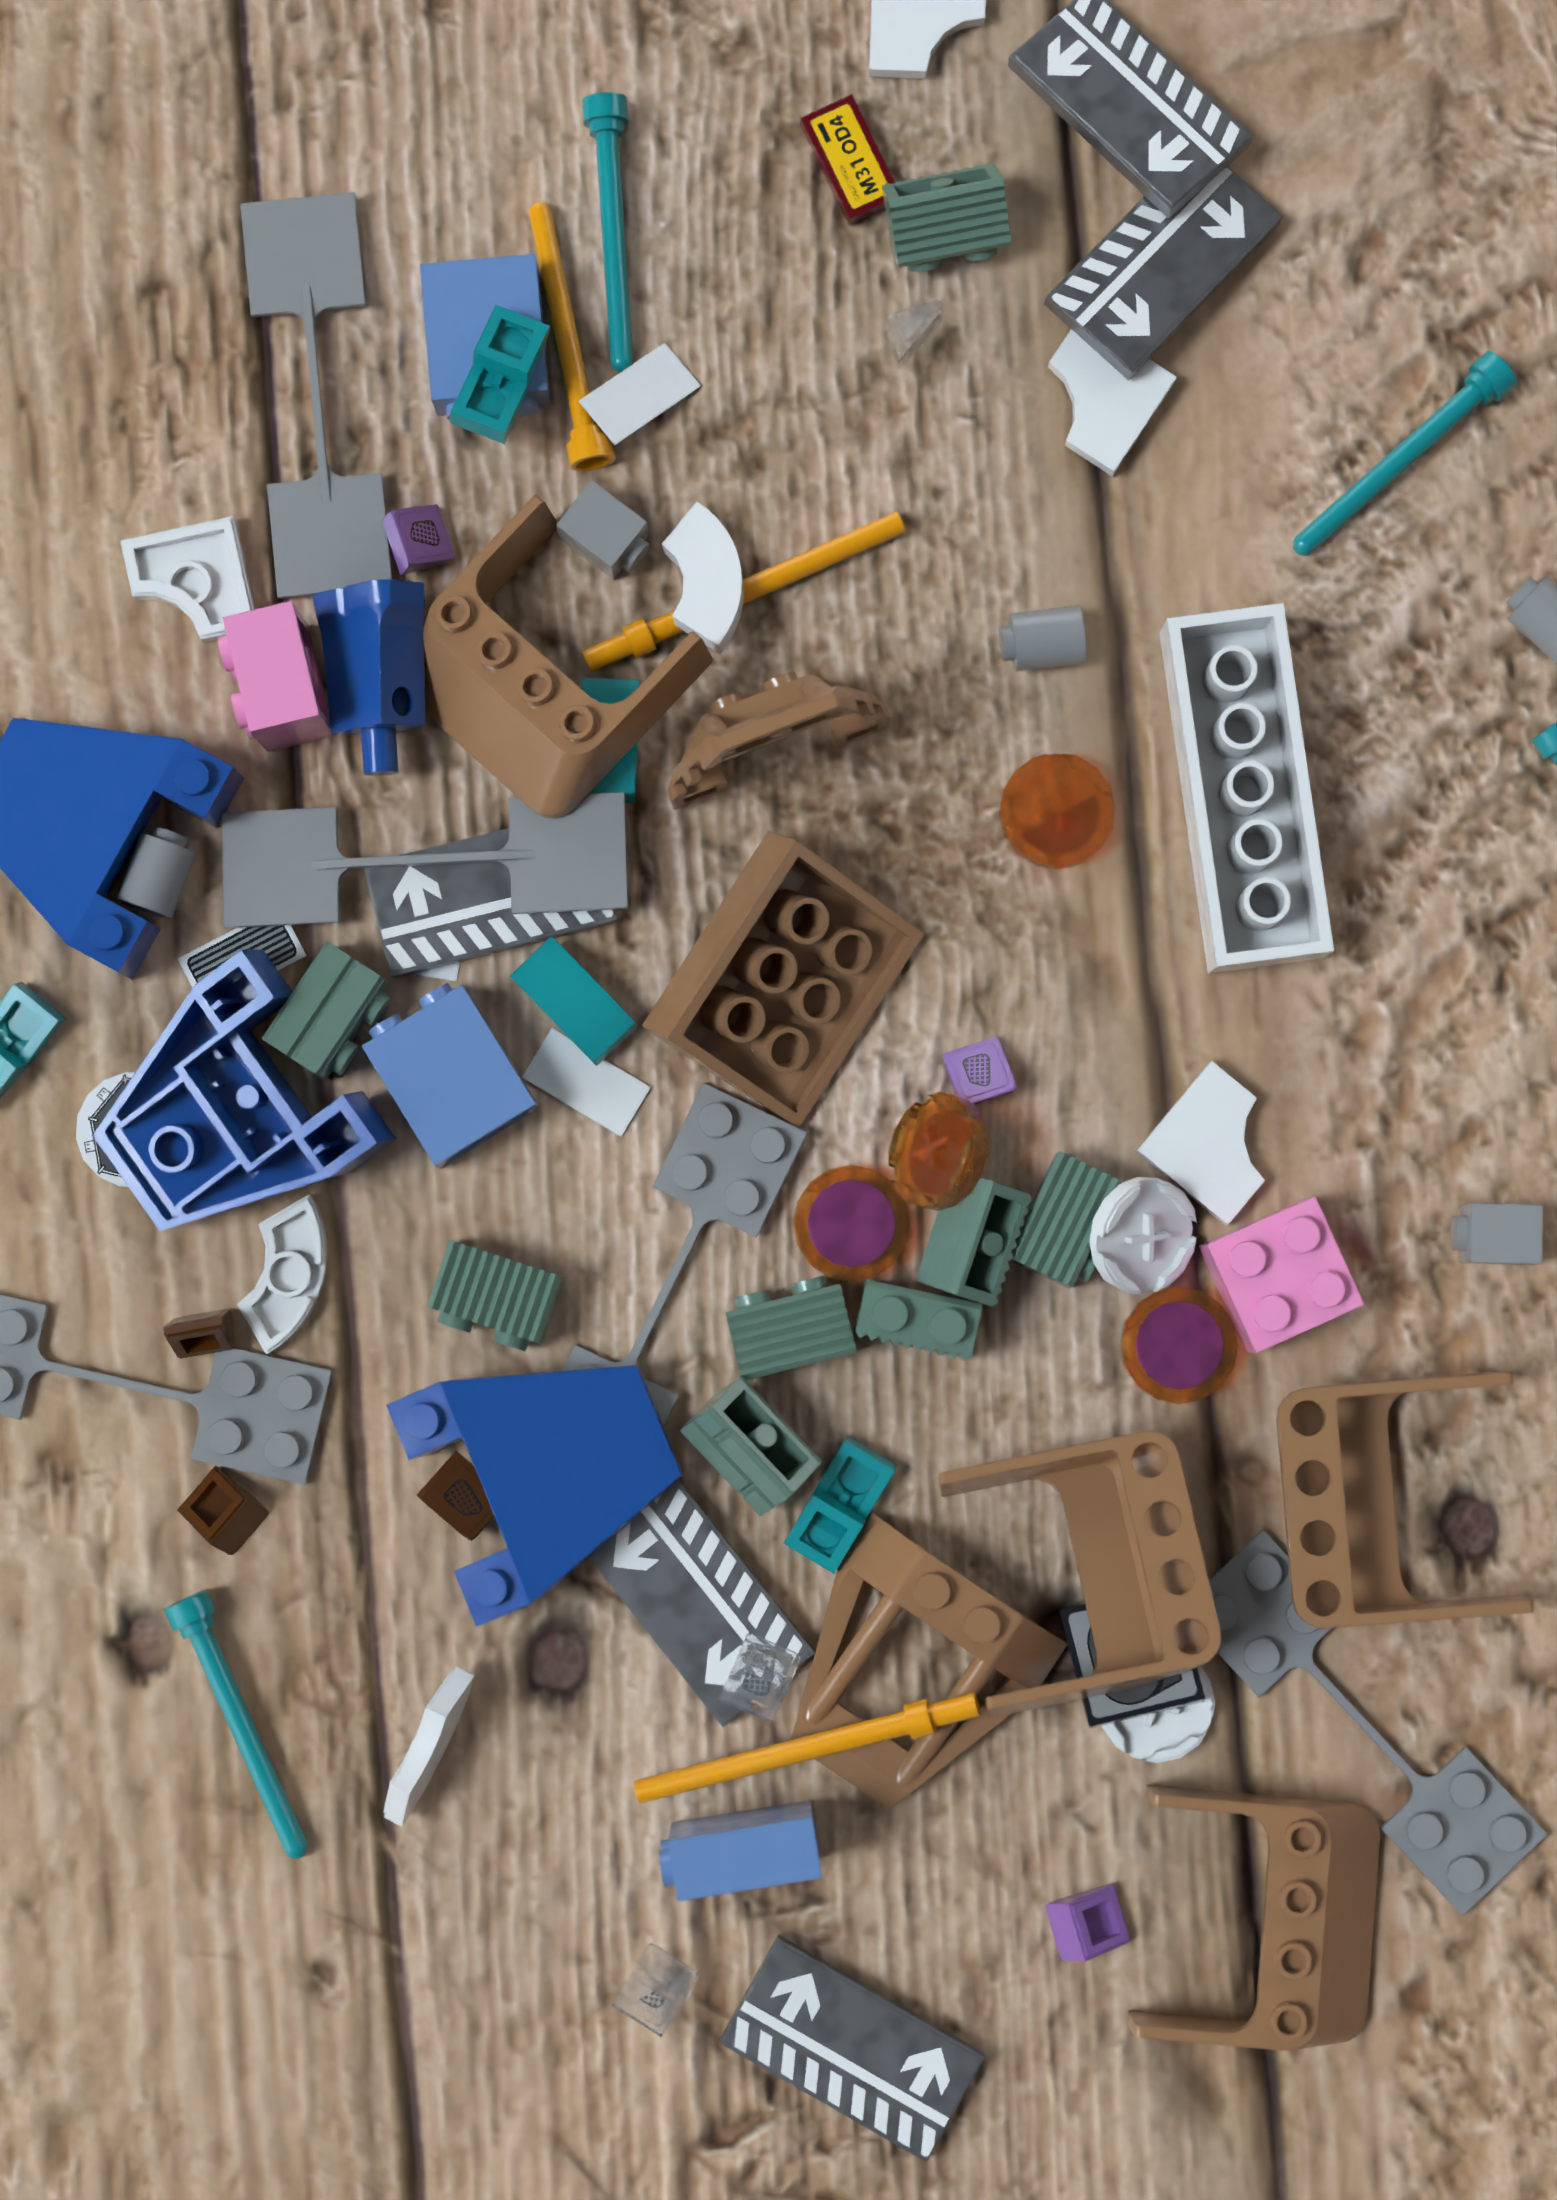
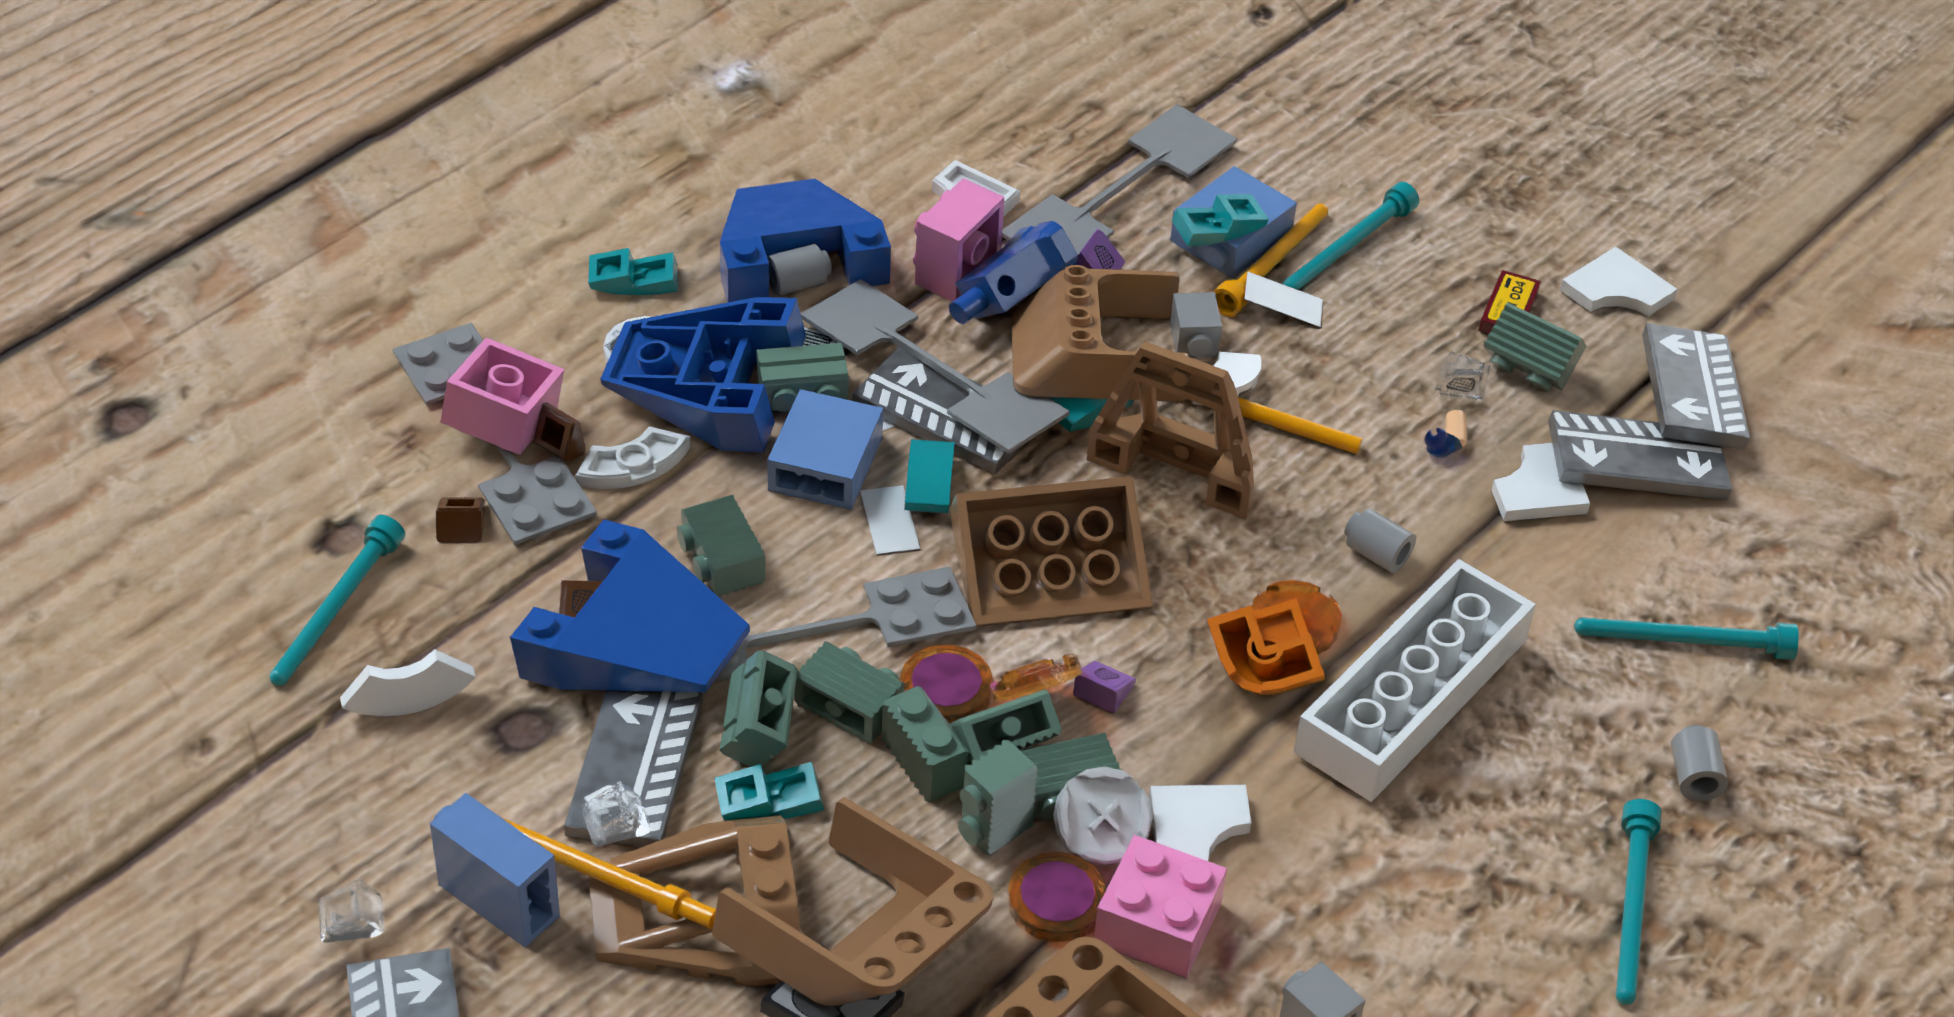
camera: 45 degrees right, 40 degrees down
(107, 1359) = (500, 395): none -> bright pink brick
(974, 421) = (1450, 439): none -> arm
(1054, 1327) = (997, 797): none -> sand green brick
(1092, 897) = (1267, 648): none -> orange brick

